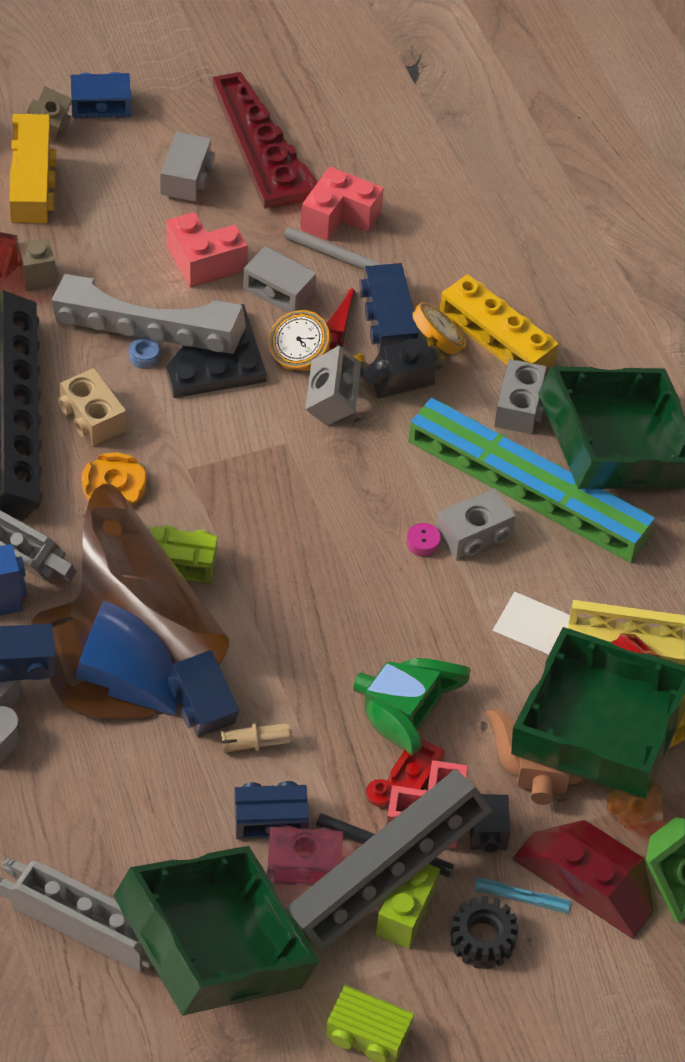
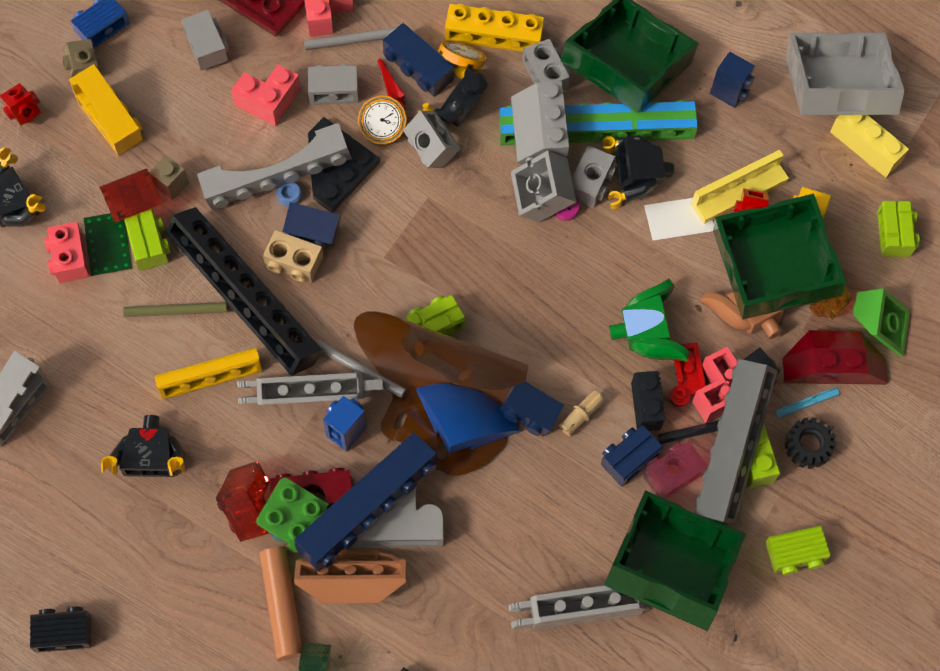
camera: 35 degrees left, 15 degrees up
(59, 536) = (358, 367): none -> light grey bar
(118, 470) = (347, 298): light orange tile -> none
(137, 388) = (311, 224): none -> dark blue brick
(337, 770) = (648, 400): none -> black brick
(408, 495) = (543, 186): none -> light grey brick
(459, 434) = (540, 121): none -> light grey slope
(533, 546) = (638, 167): none -> black torso

